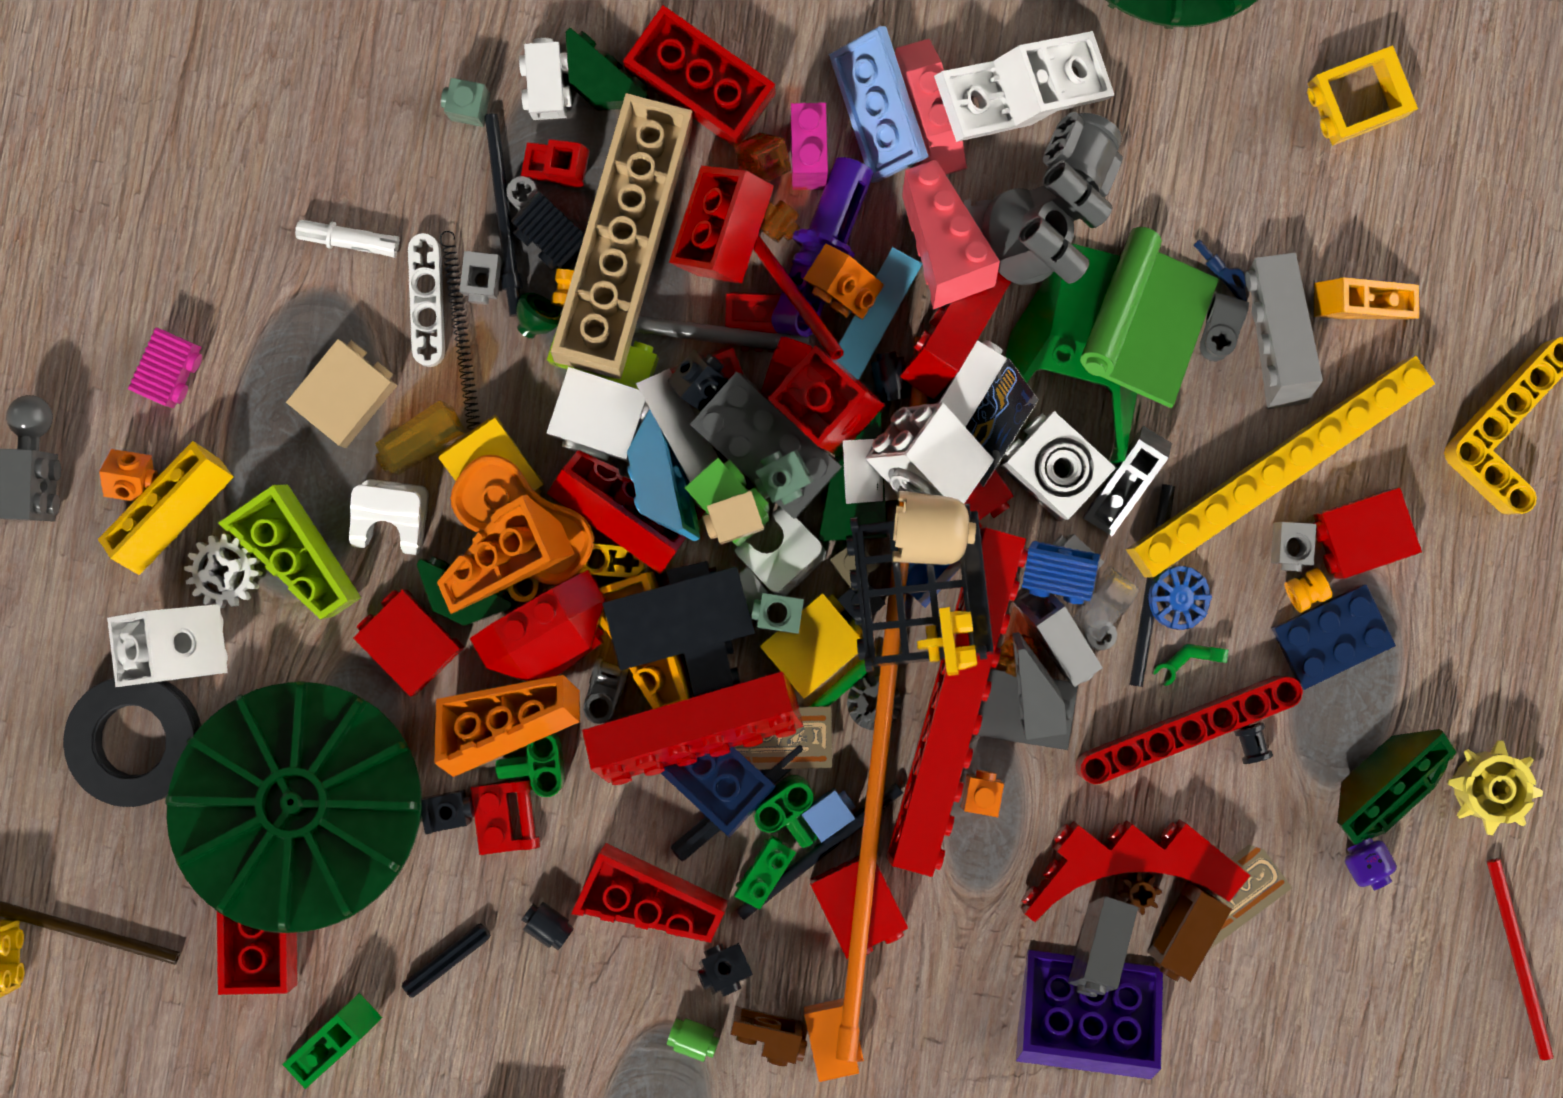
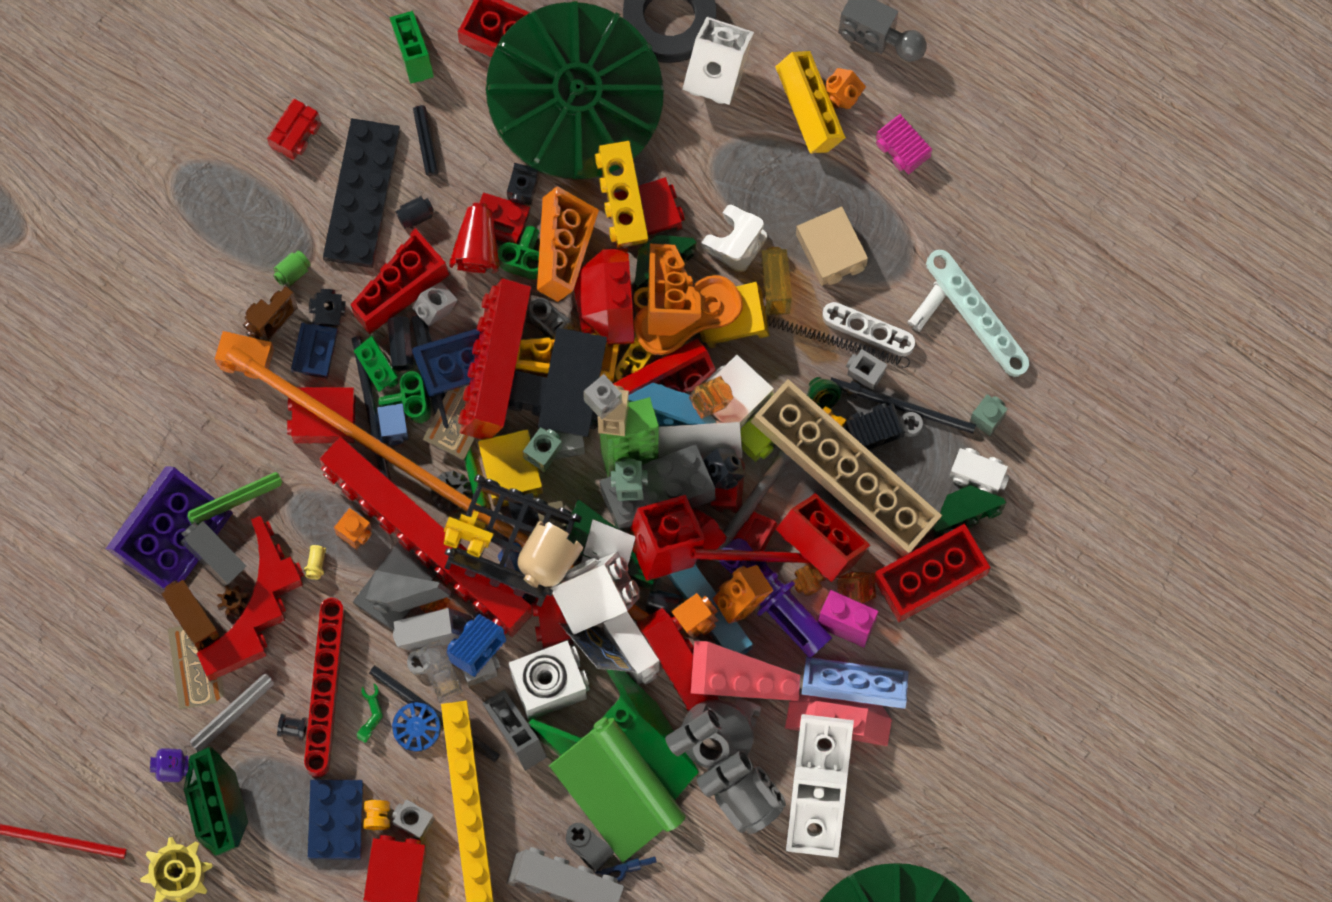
camera: 115 degrees right, 15 degrees down
(229, 582) = (762, 120): white gear -> none
(293, 549) = (741, 168): lime wedge -> none
(342, 175) = (977, 313): none -> light aqua plate
(355, 701) = (621, 155): none -> yellow brick
(550, 829) = (476, 242): none -> red cone
(551, 1004) = (361, 193): none -> black plate
(556, 163) = (918, 452): red brick -> none
(621, 432) = (711, 397): none -> clear orange brick
(643, 836) = (434, 303): none -> light grey brick
(722, 857) = (400, 343): none -> black axle
(737, 531) = (602, 396): none -> light grey brick
(782, 957) = (314, 350): none -> dark blue plate
(790, 562) = (573, 478): white piece -> none
(901, 322) = (696, 615): none -> orange brick
(1015, 956) = (235, 498): none -> bright green axle
(1042, 819) = (315, 562): none -> light yellow pin
(1269, 823) = (232, 712): none -> light grey axle

